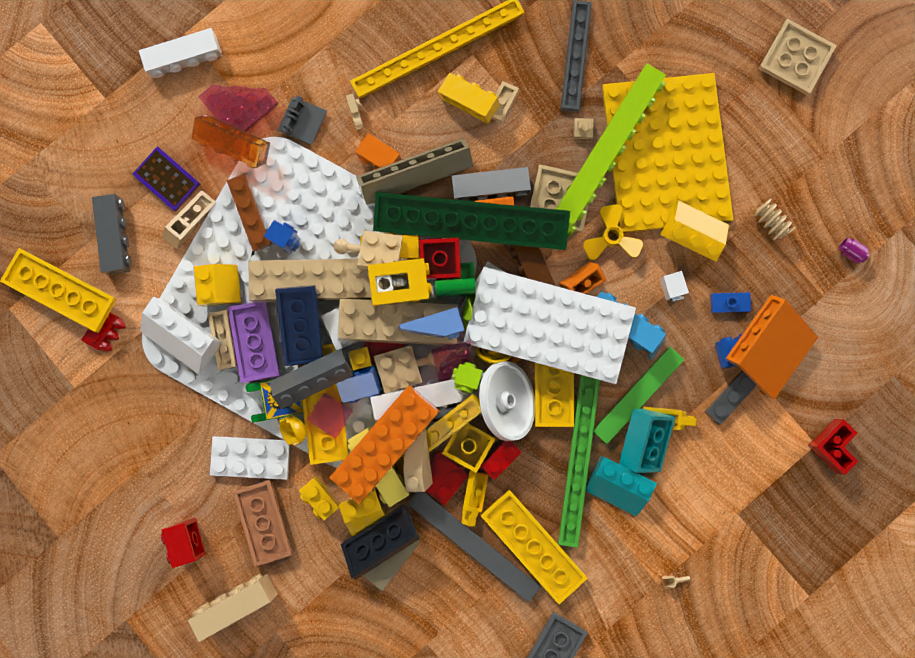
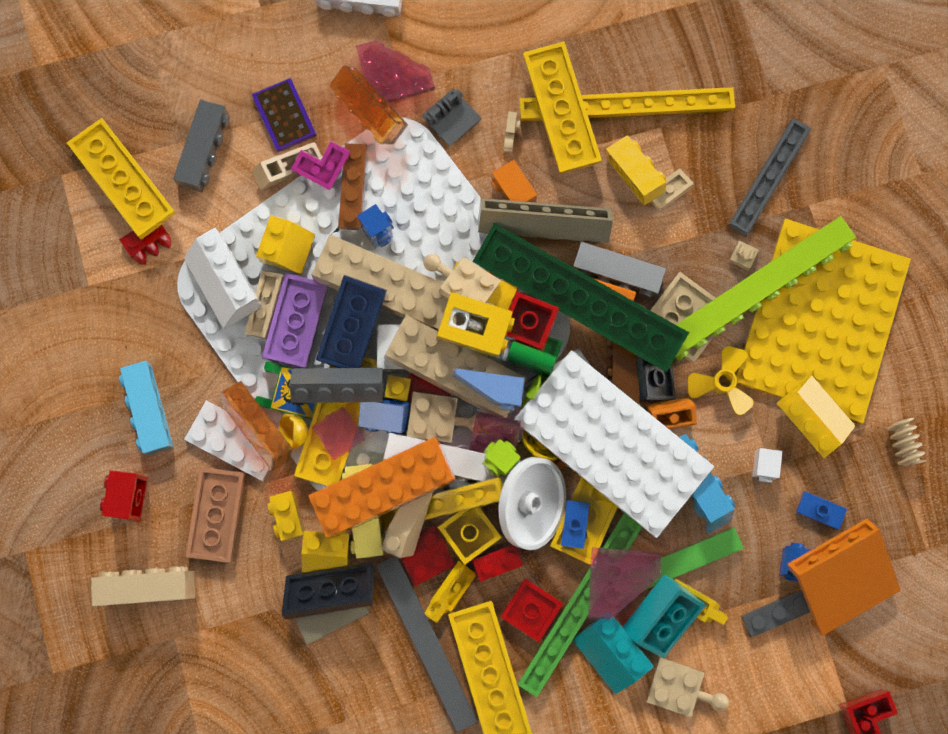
camera: 25 degrees right, 5 degrees down
(167, 464) = (146, 408): none -> medium azure brick
(220, 210) = (322, 171): none -> dark pink plate
(261, 439) = (256, 426): none -> clear orange brick
(387, 73) = (562, 108): none -> yellow plate
(543, 482) = (531, 610): none -> red plate
(547, 401) = (575, 524): none -> blue plate
(559, 262) = (654, 382): none -> black tile
(600, 428) = (618, 579): none -> clear pink plate
(682, 490) = (678, 688): none -> tan plate

